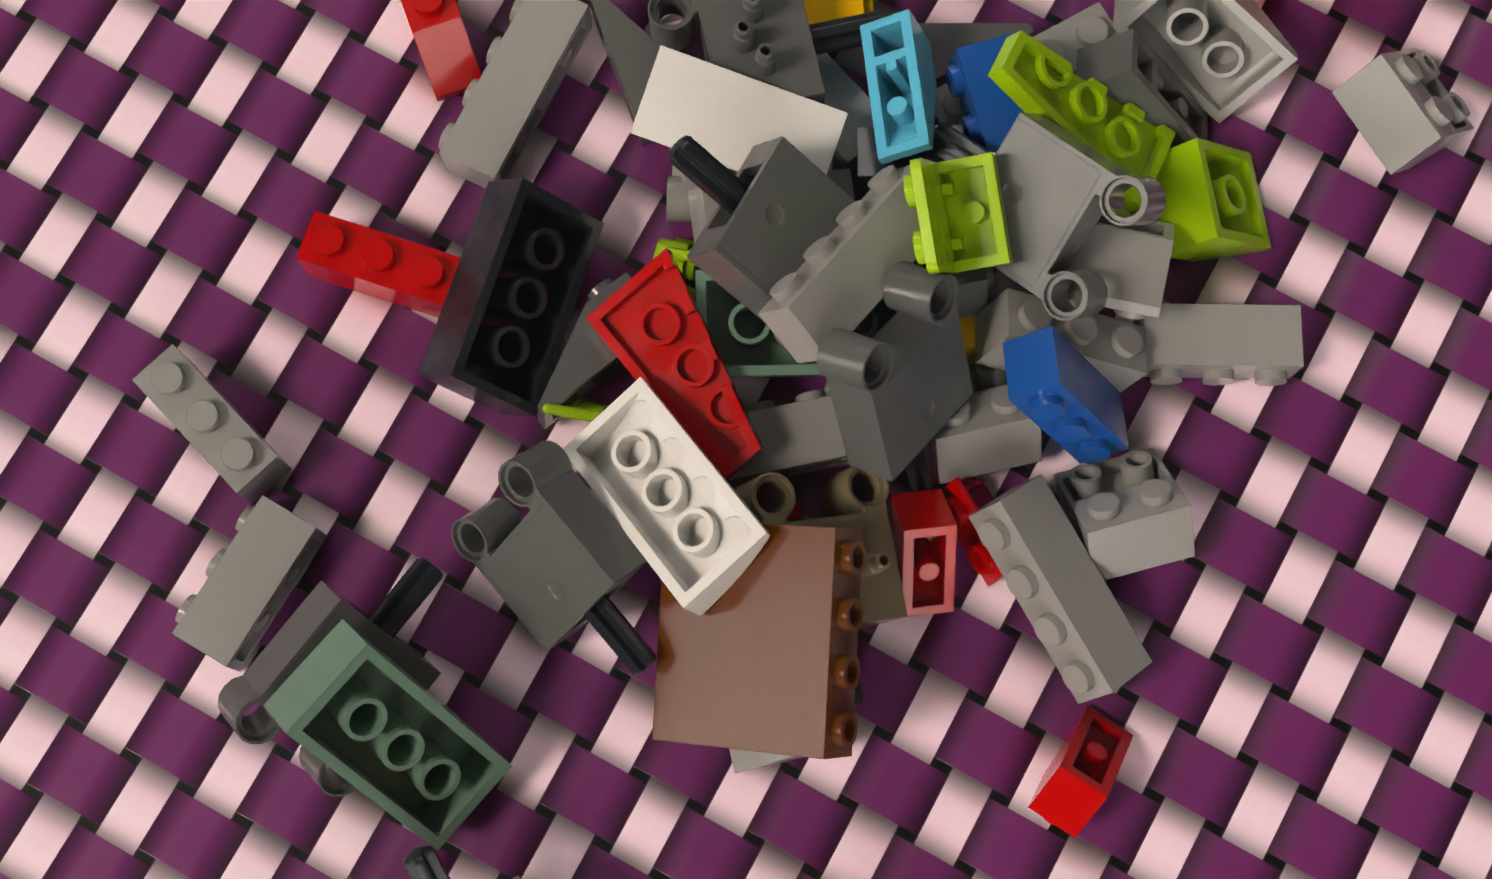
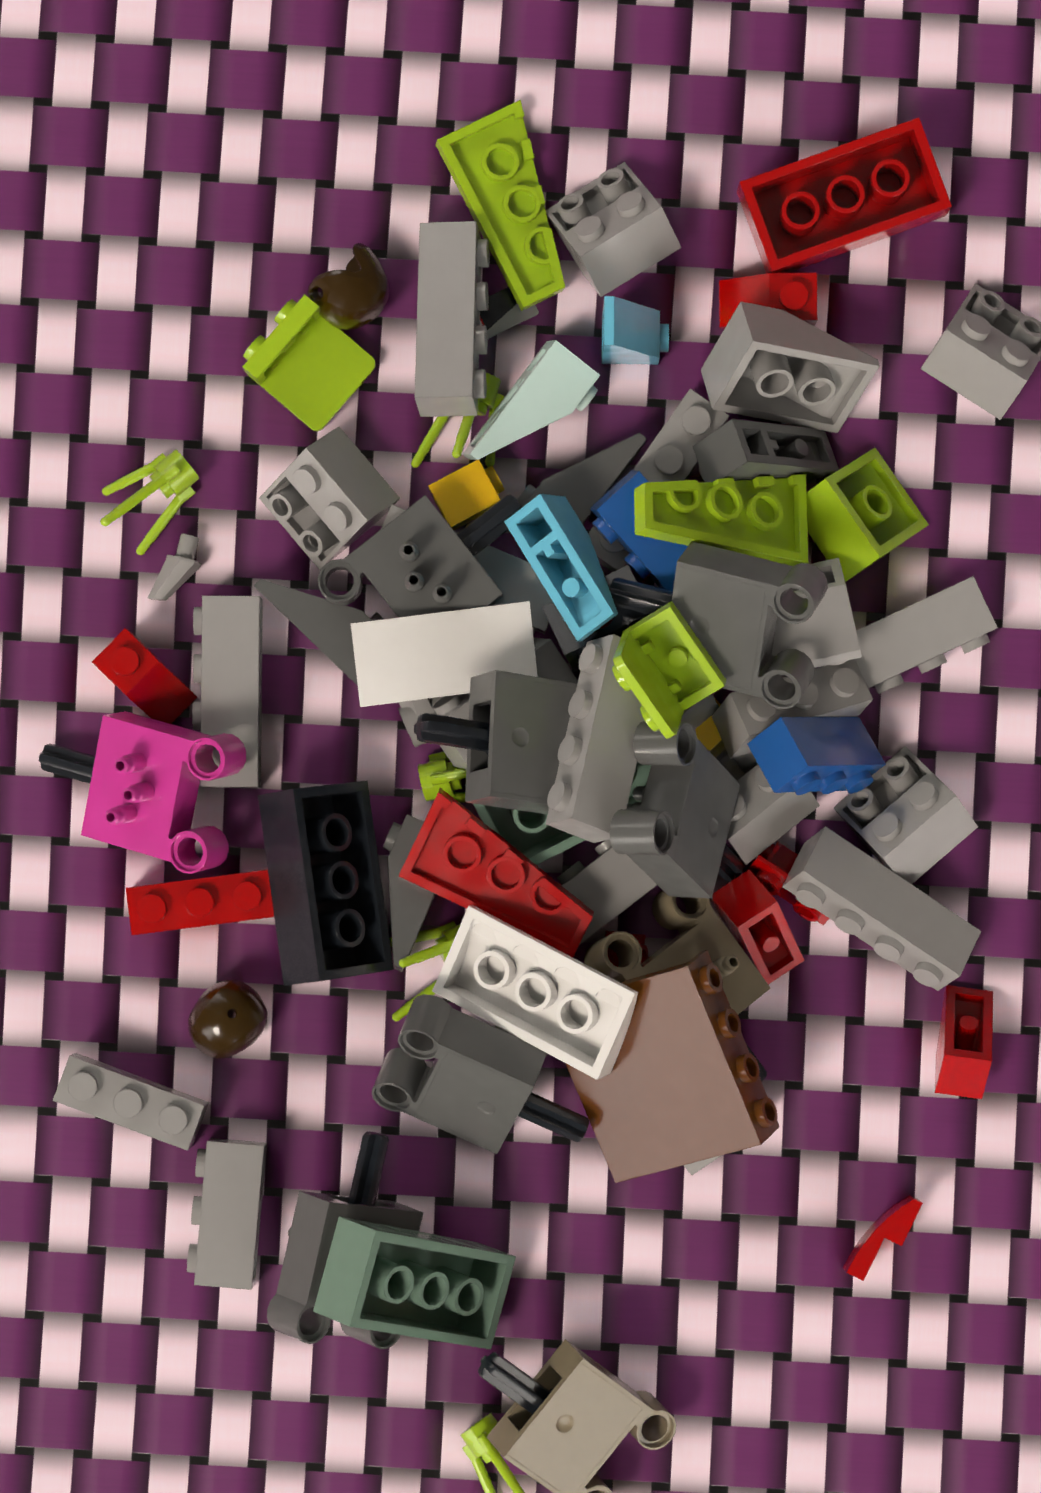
camera: 20 degrees left, 10 degrees up
(341, 404) = (216, 1032): none -> dark brown helmet
(389, 128) = (148, 787): none -> dark pink piece

